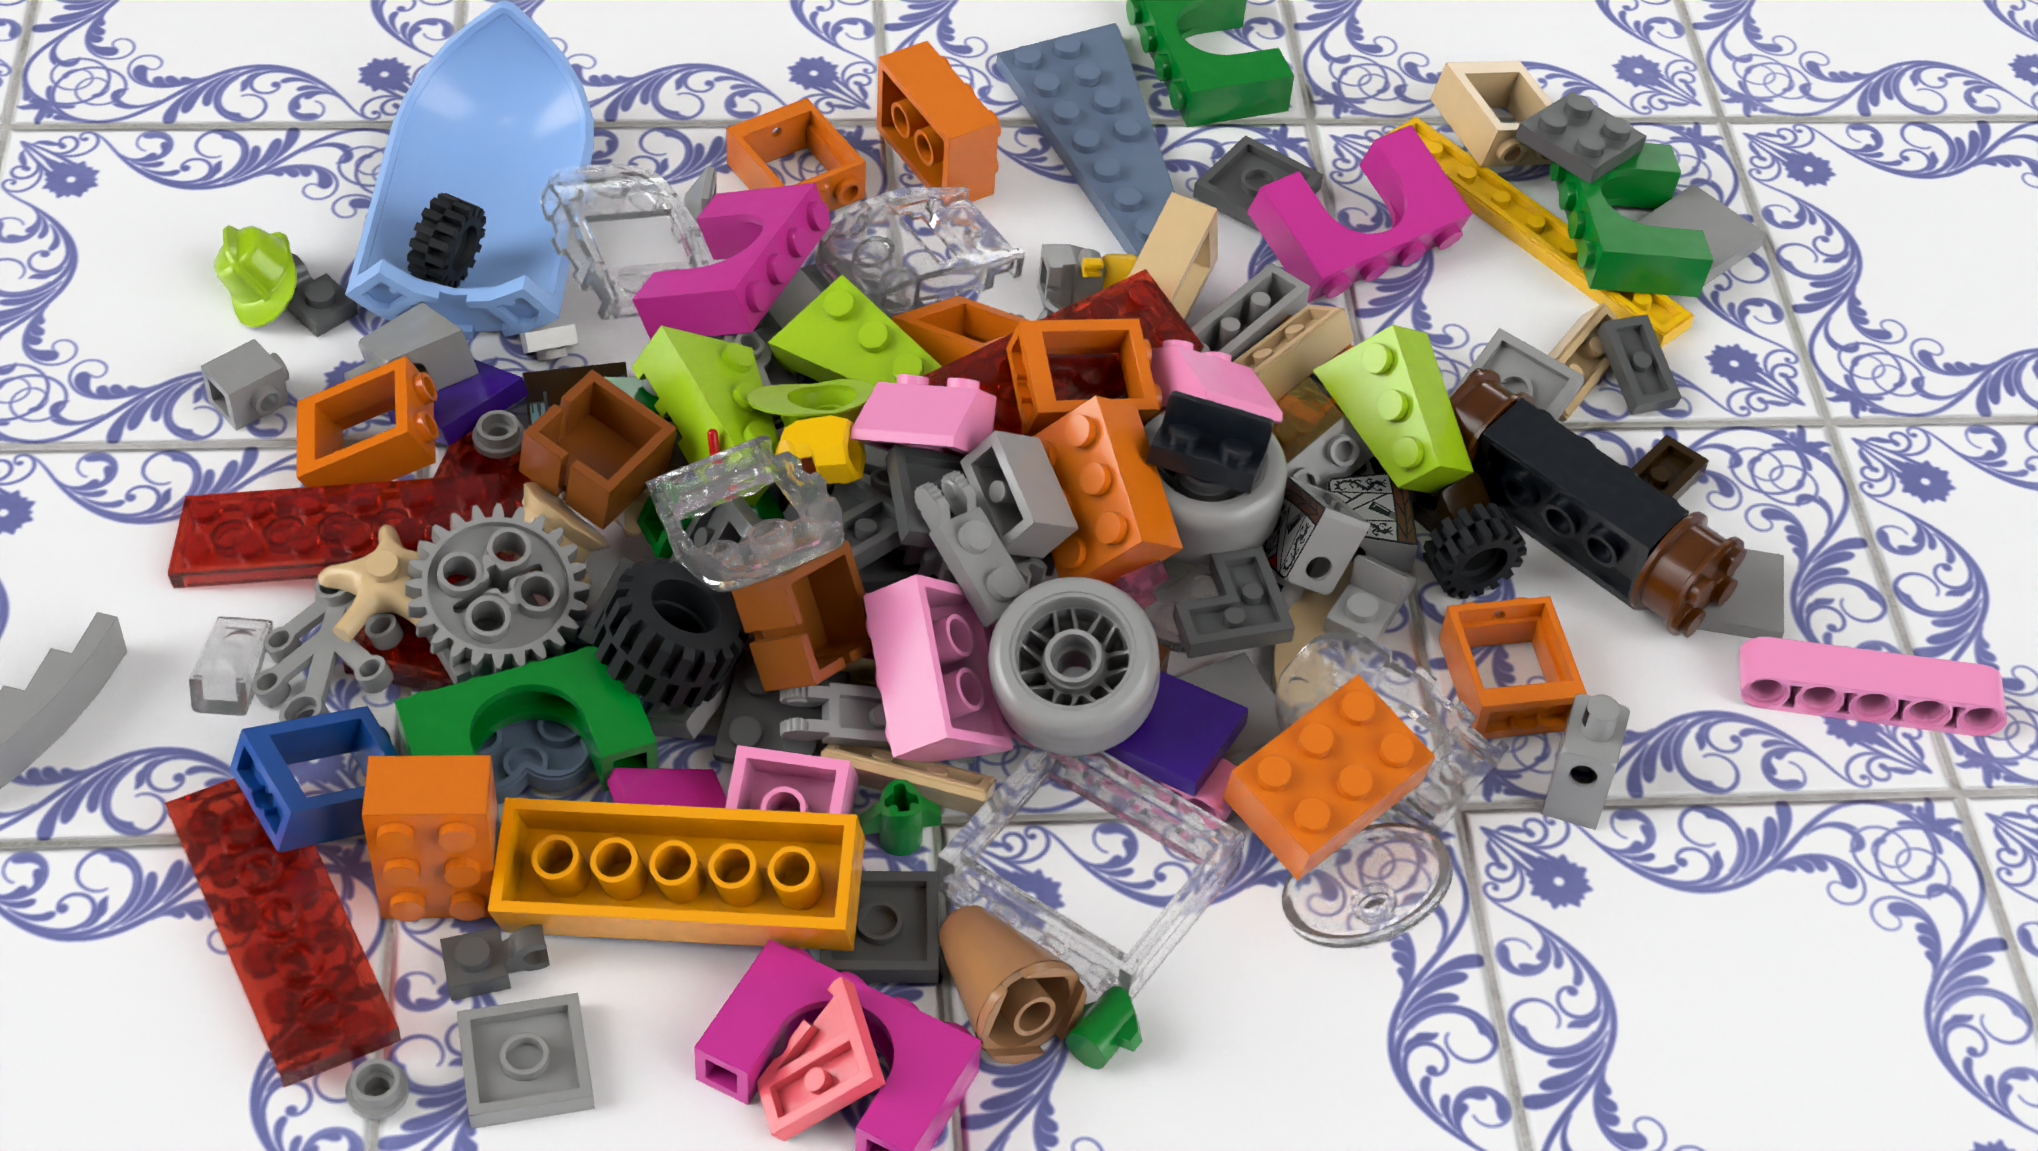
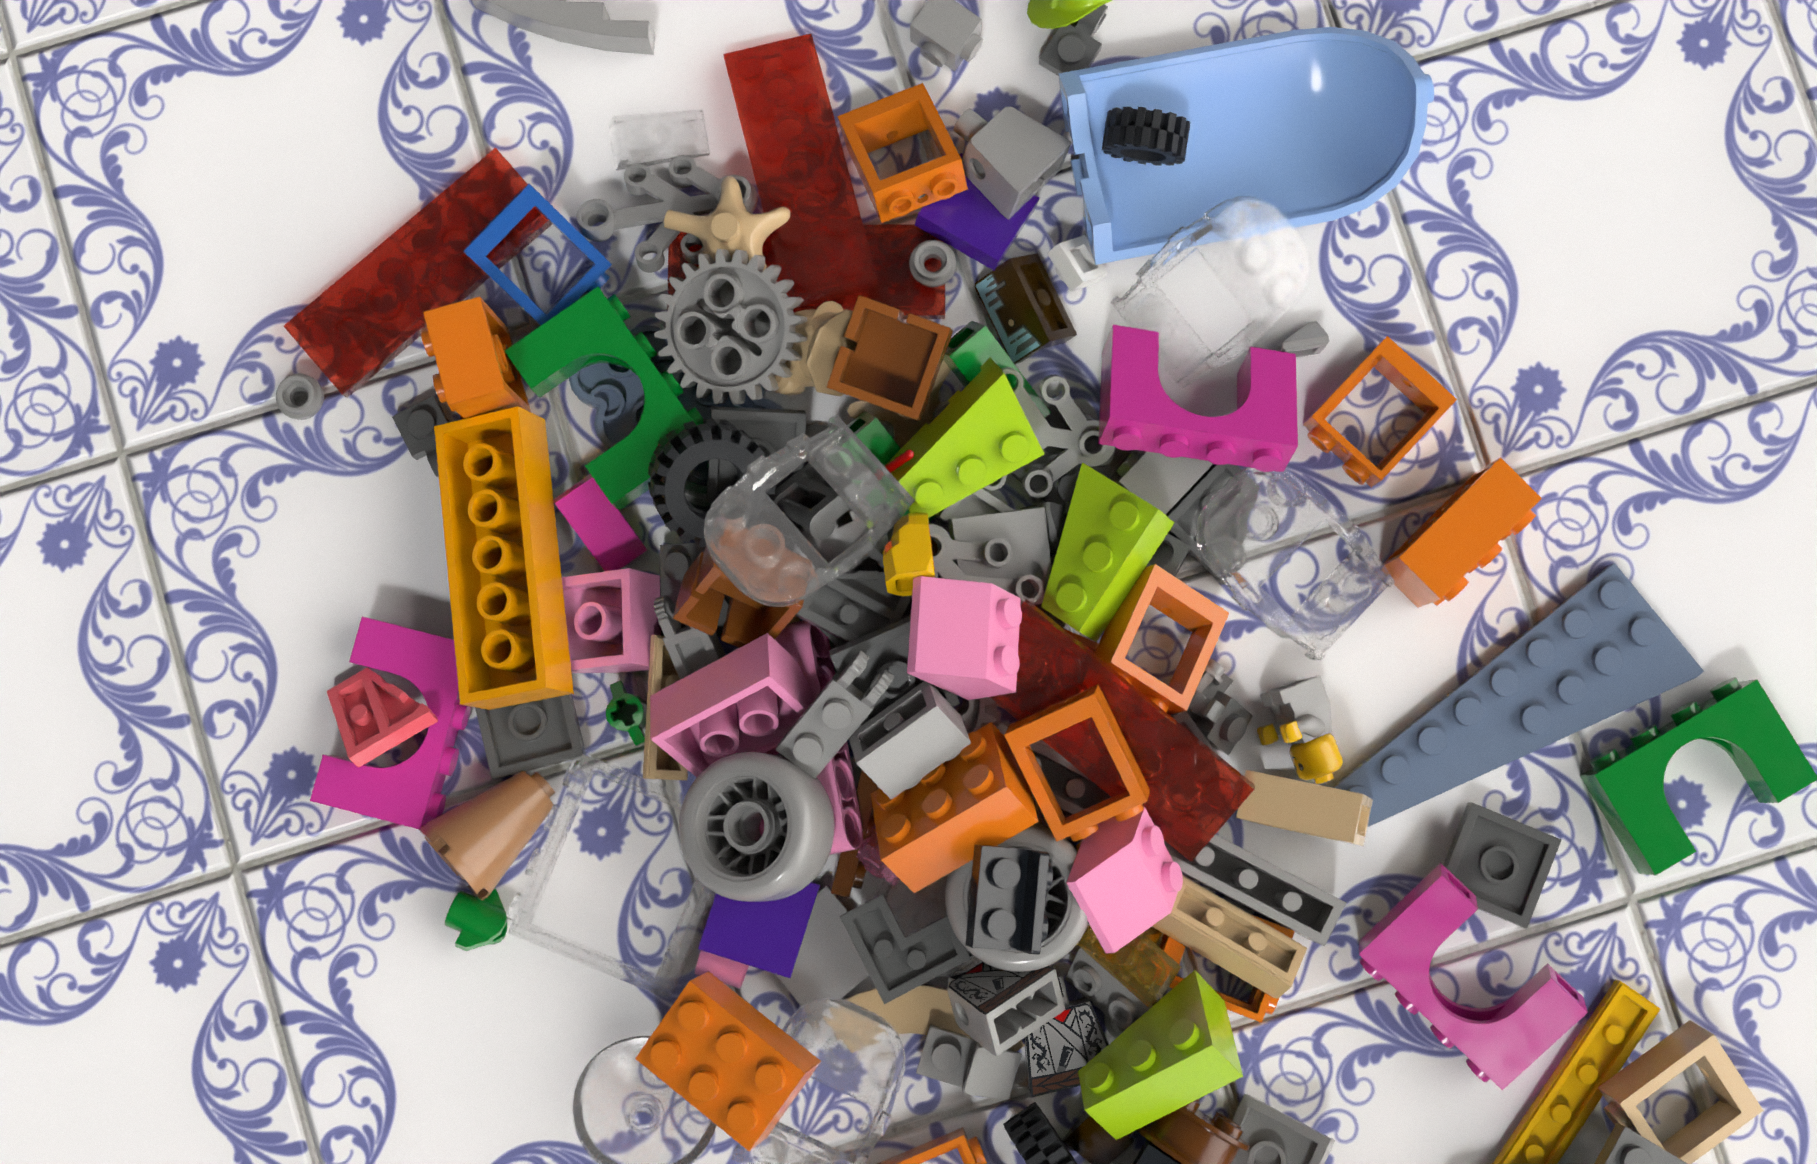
camera: 85 degrees right, 35 degrees up
(524, 1060) = (352, 492): light grey tile -> none
(805, 401) = (974, 528): lime piece -> none

